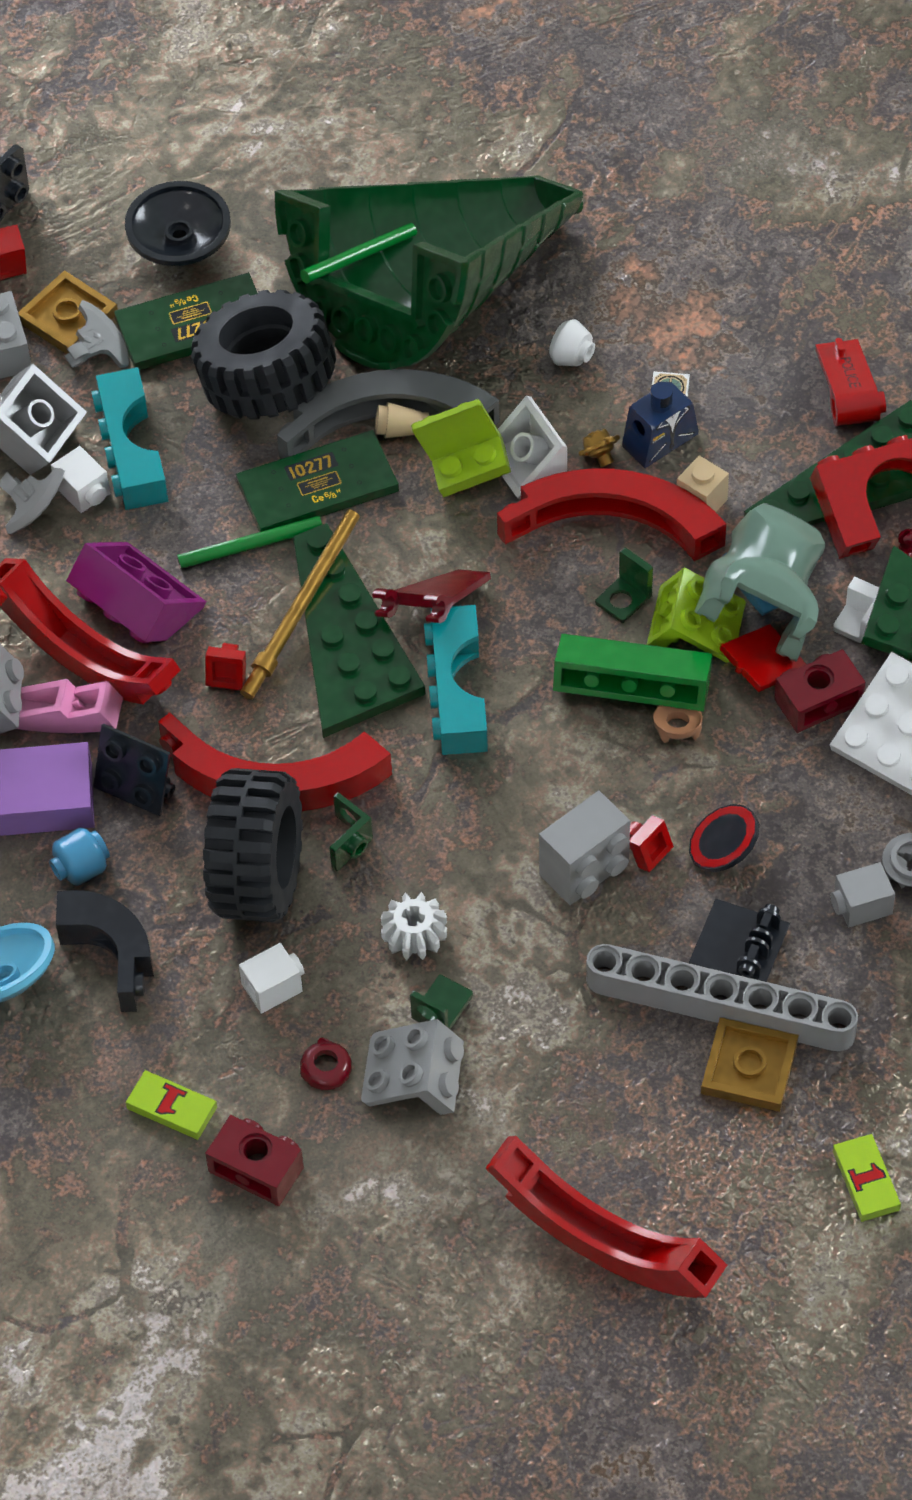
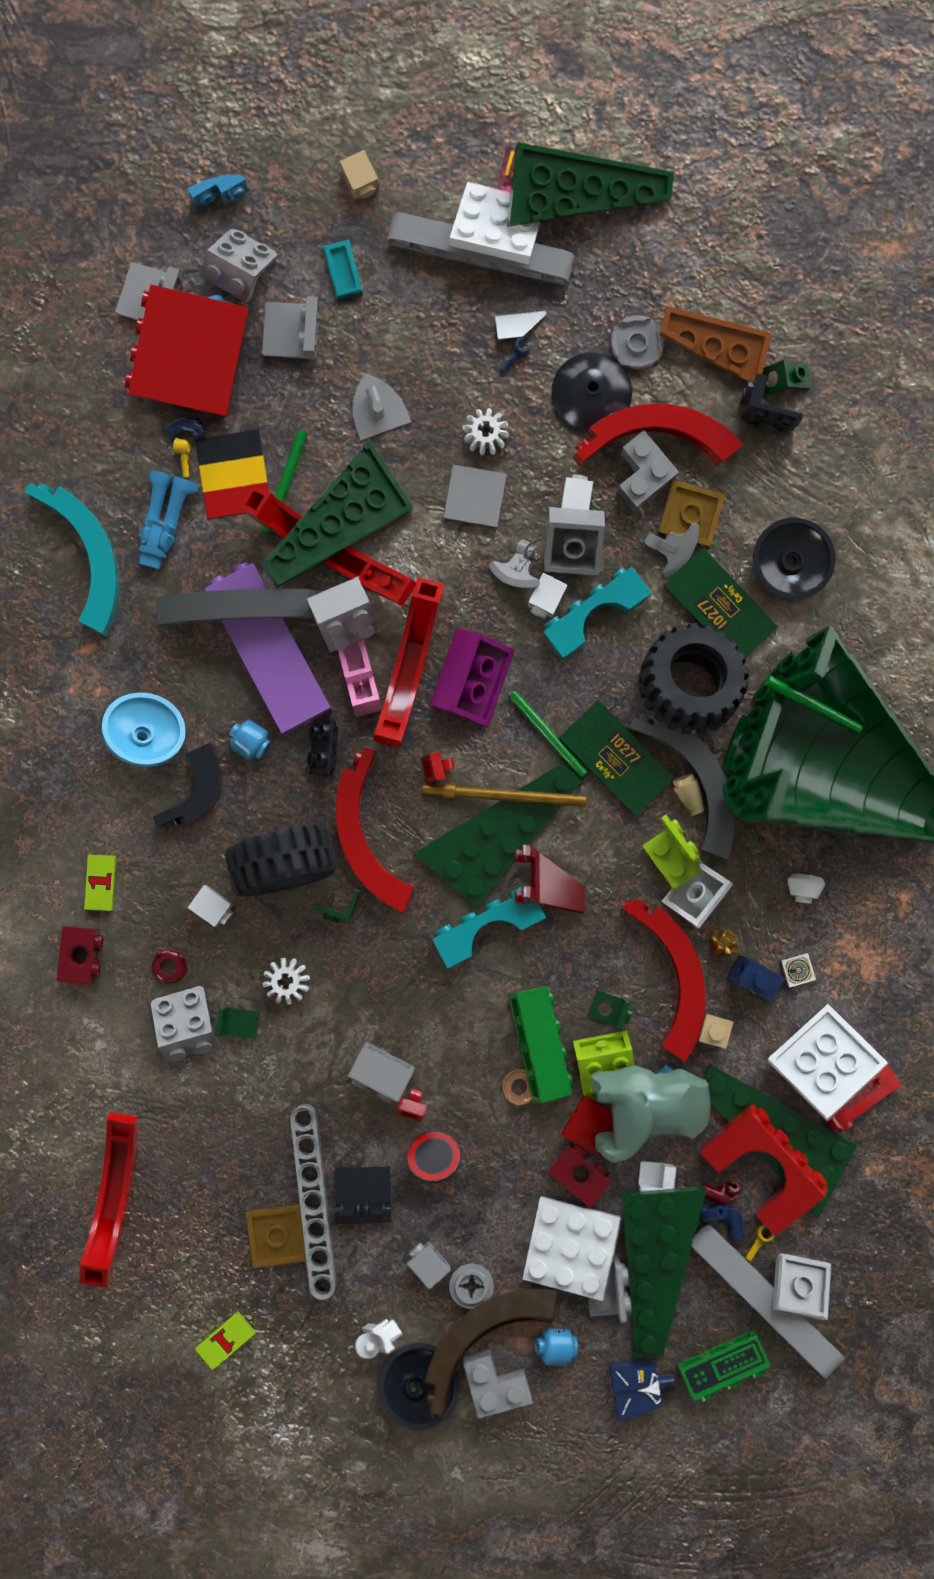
camera: 65 degrees right, 30 degrees up
(793, 385) = (827, 1062): none -> white plate

